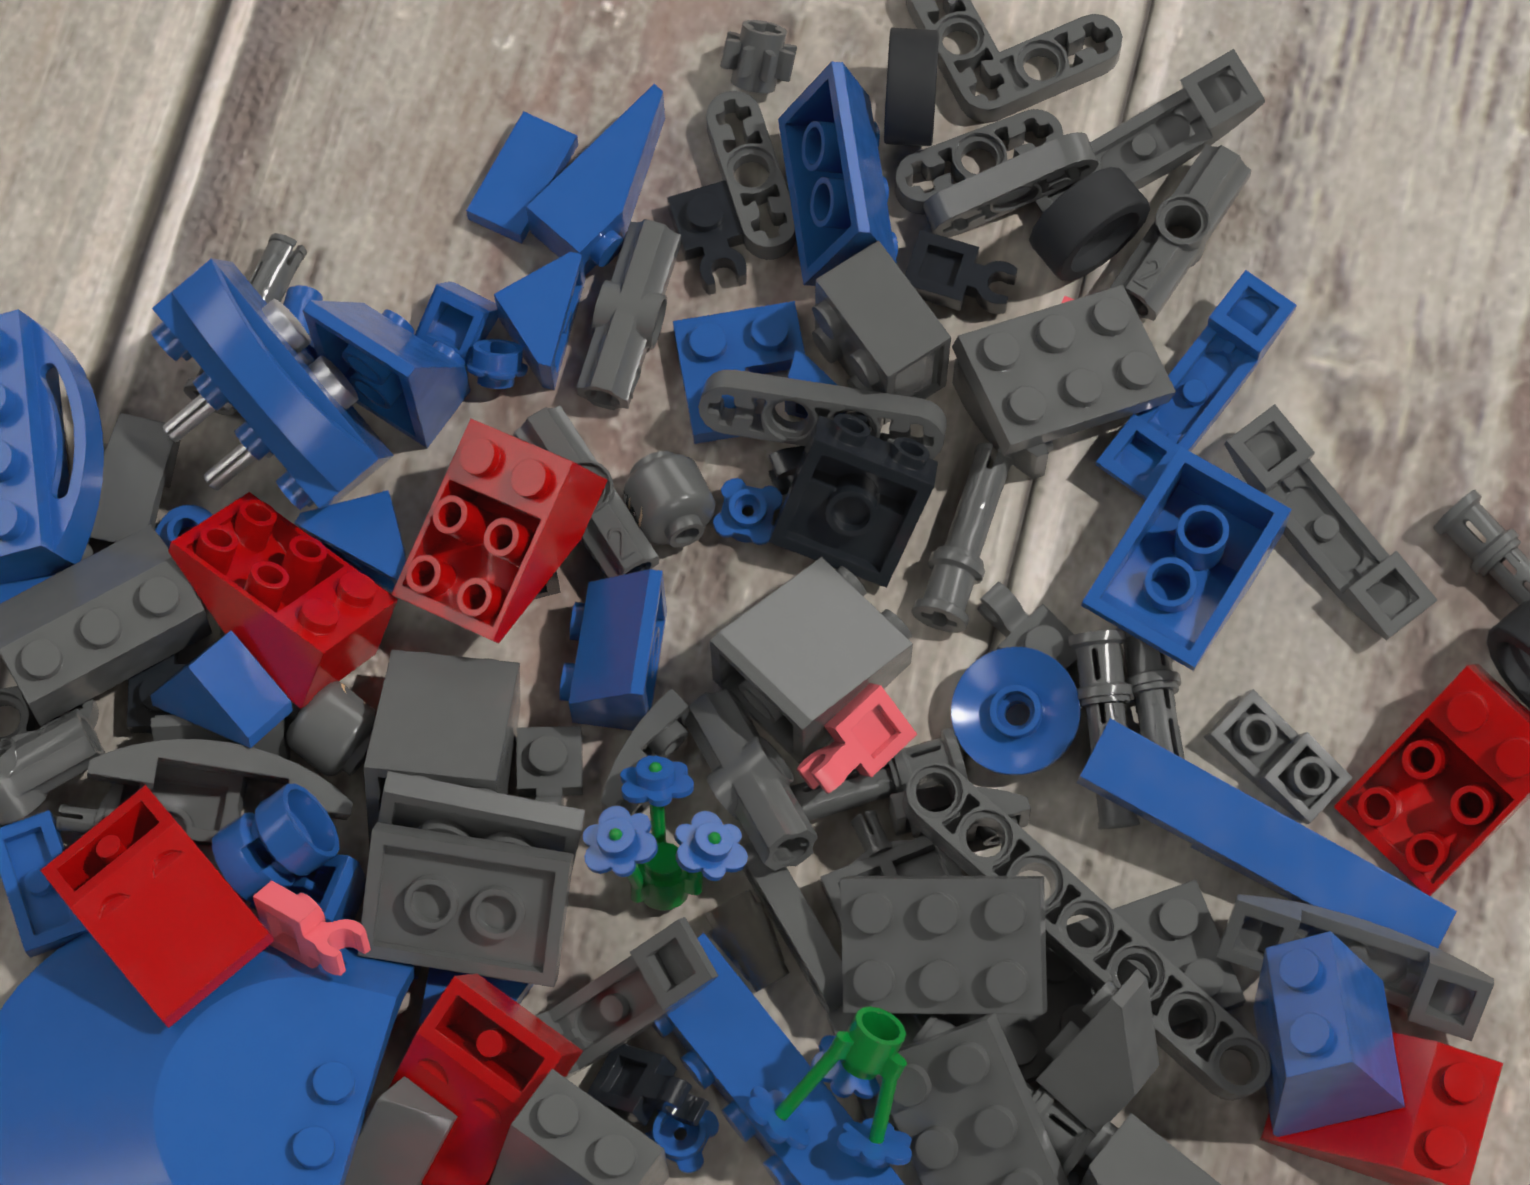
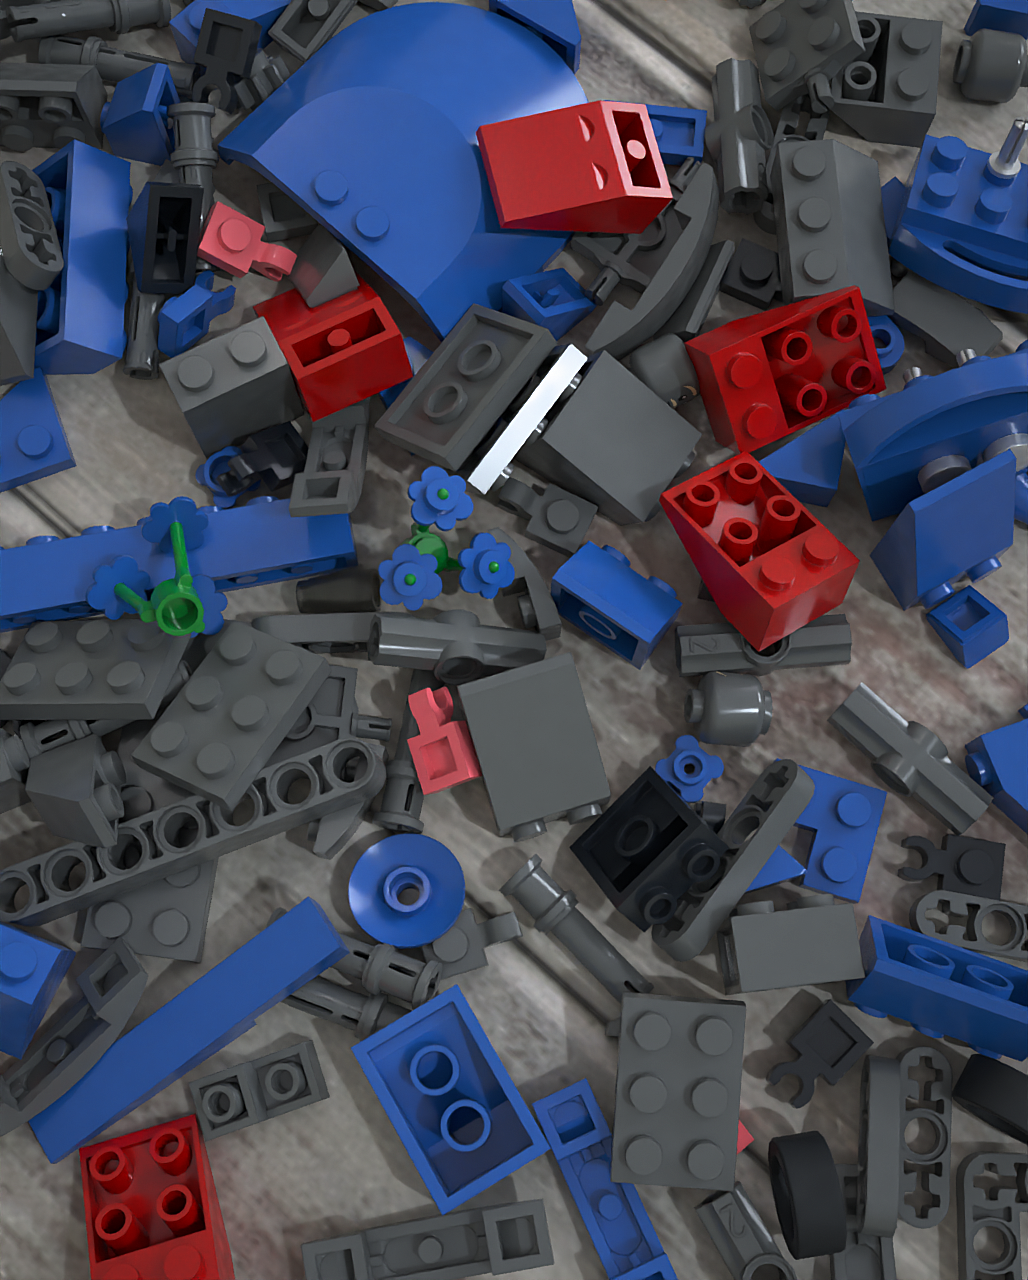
camera: 115 degrees right, 5 degrees up
(225, 693) = (720, 295): blue slope -> none
(281, 840) = (583, 275): blue wheel -> none
(302, 929) = (509, 258): coral plate -> none
(497, 363) = (914, 633): blue plate -> none
(541, 313) = (940, 688): blue slope -> none

